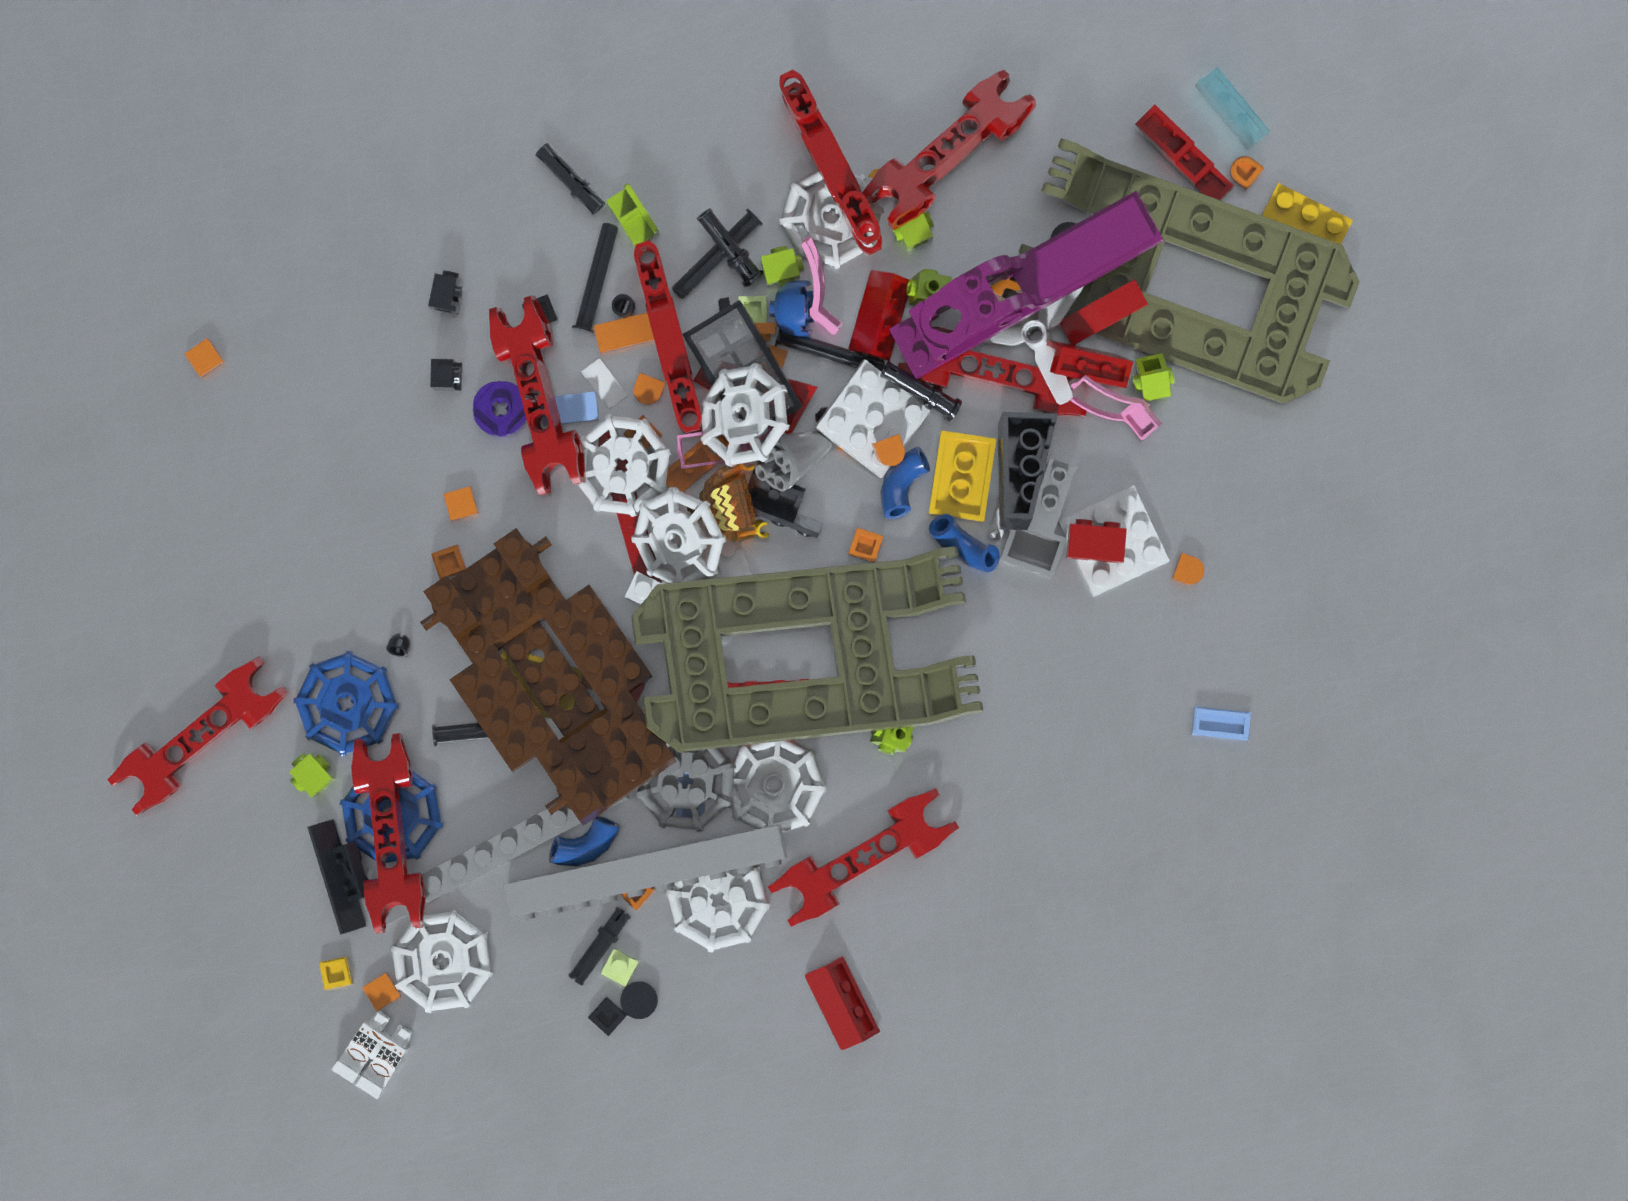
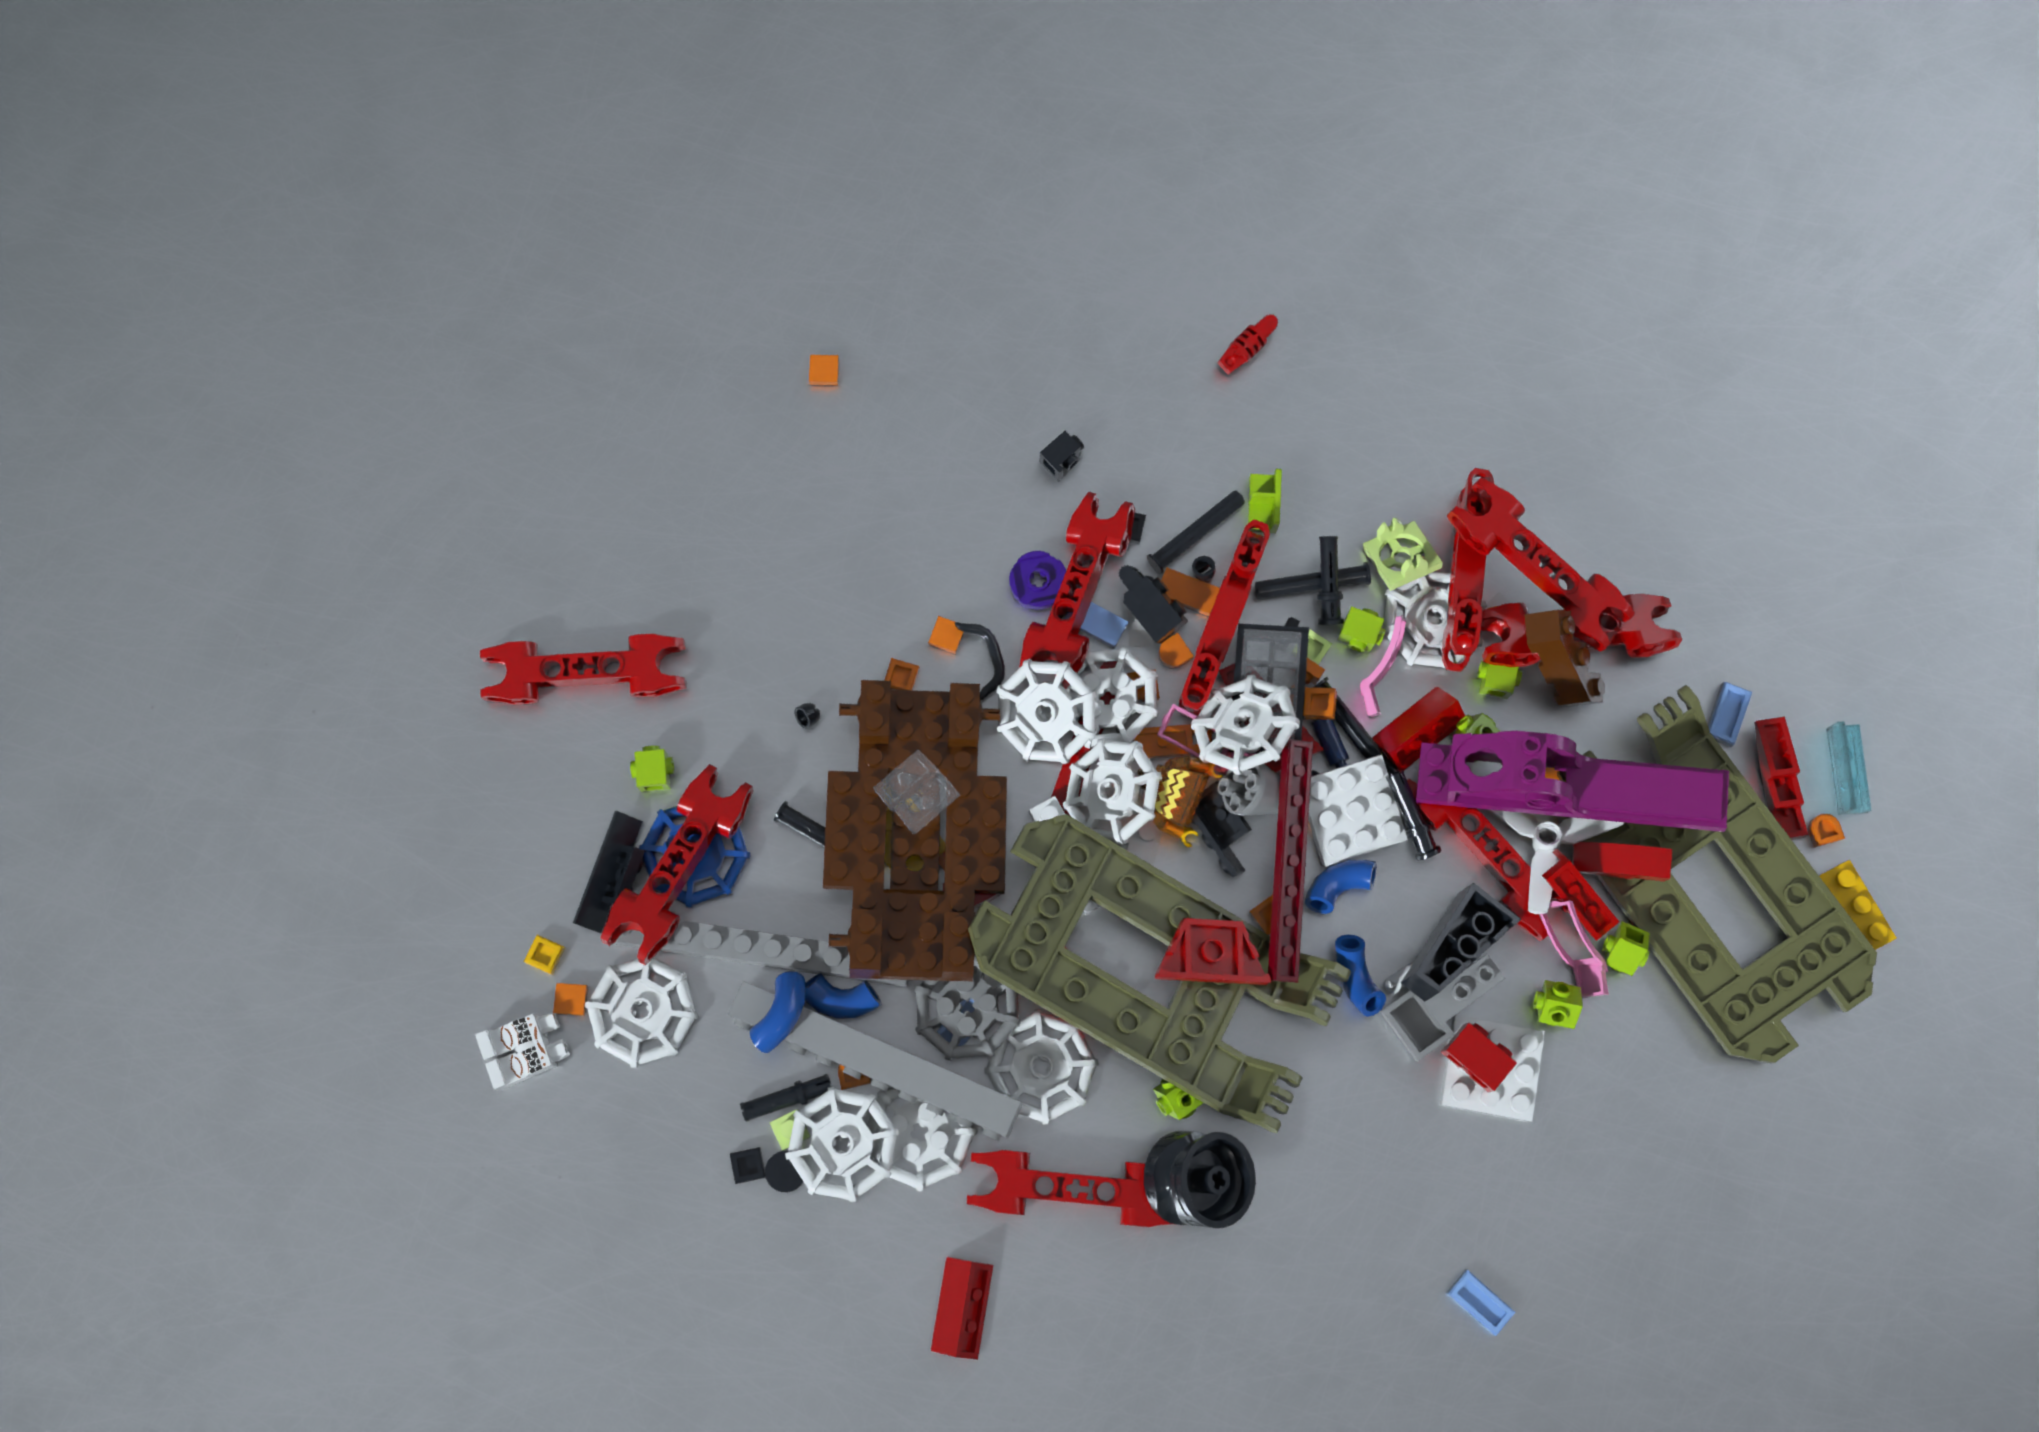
camera: 30 degrees right, 10 degrees down
(340, 687) = (734, 715): blue plate -> none
(446, 375) = (1012, 520): black brick -> none
(507, 490) = (995, 654): none -> black animal
(528, 93) = (1247, 344): none -> red hinge
(529, 648) = (916, 791): none -> clear slope
(552, 888) = (783, 1014): none -> blue cylinder
(578, 187) = (1234, 448): black pin -> none
(587, 497) = (1062, 707): none -> white plate
(603, 366) = (1151, 604): none -> black hinge
(673, 965) = (825, 1137): none -> white plate
(786, 193) = (1409, 570): none -> yellowish green piece
(789, 352) = (1320, 703): none -> orange plate
(793, 308) = (1348, 668): blue cylinder -> none
(819, 375) = (1330, 742): none -> dark blue cylinder
(832, 118) = (1498, 530): none -> red piece
(842, 610) = (1212, 953): none -> red wing
(852, 495) = (1290, 861): none -> dark red tile
(889, 450) = (1349, 846): orange tile -> none
(950, 785) = (1199, 1179): none -> black piece
(952, 187) = (1562, 659): none -> reddish brown brick
(962, 476) = (1397, 915): yellow plate -> none
(1111, 130) = (1728, 713): none -> light blue tile
(1129, 457) = (1558, 1004): none -> lime brick
(1188, 570) = (1543, 1142): orange tile -> none

